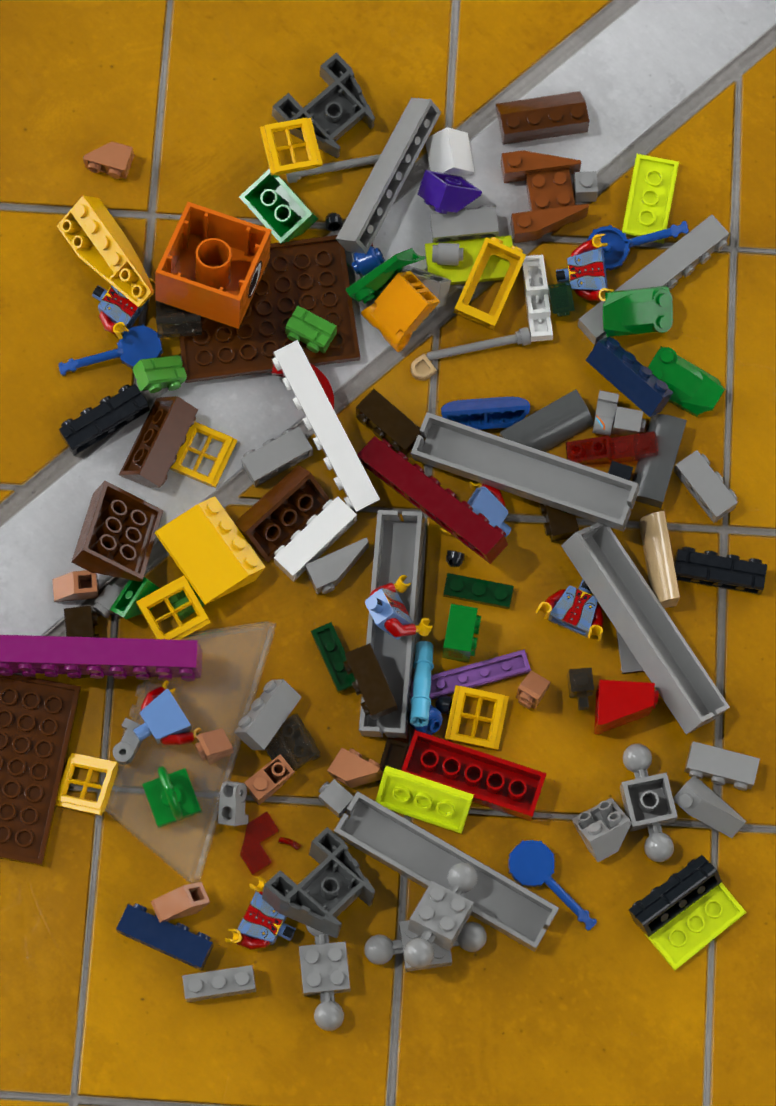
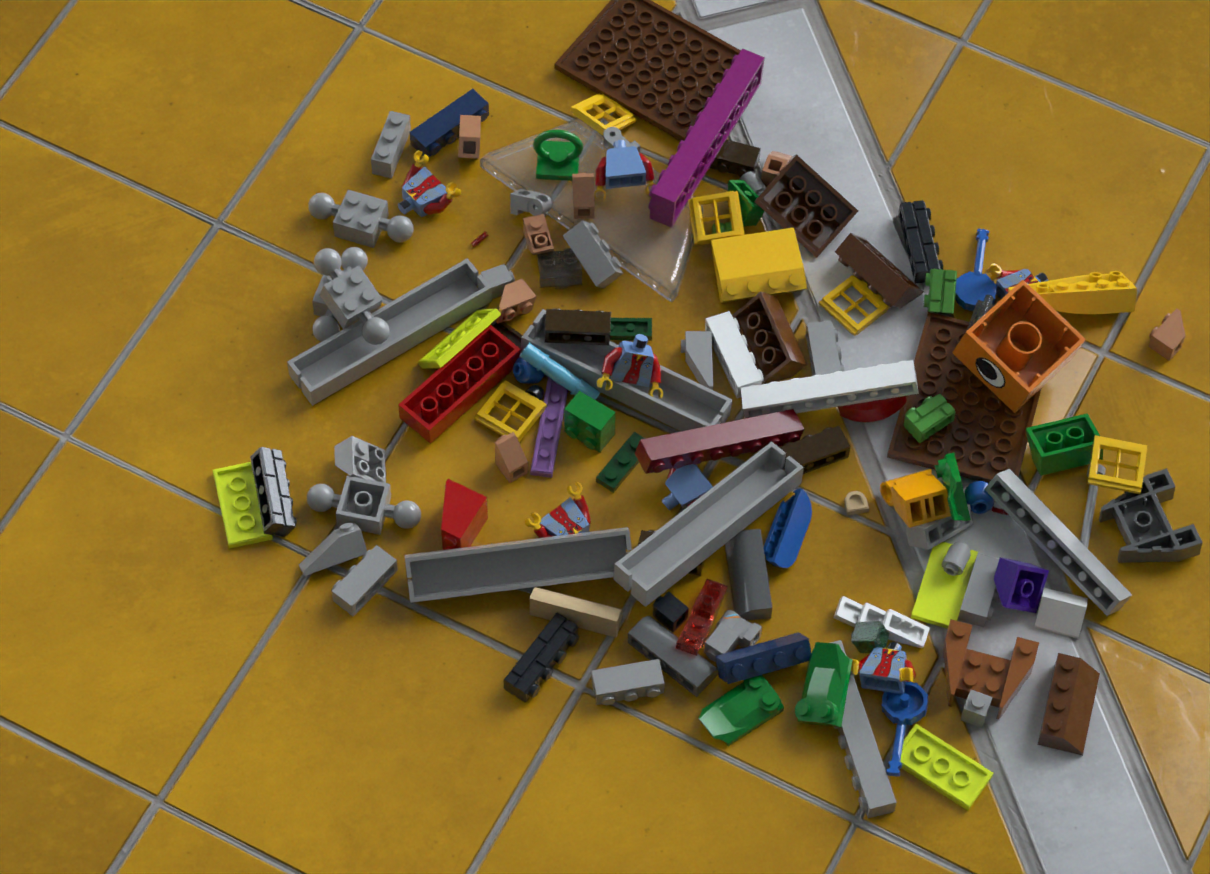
camera: 115 degrees right, 15 degrees down
(257, 832) = (487, 211): clear red tile -> none
(325, 890) = (421, 232): dark grey wedge -> none
(333, 222) = (1035, 486): black hinge -> none
(490, 247) = (900, 554): yellow piece -> none
(520, 337) = (848, 590): light grey piece -> none
(532, 865) = (359, 400): blue piece -> none
(580, 686) = (498, 499): clear smoke brick -> none

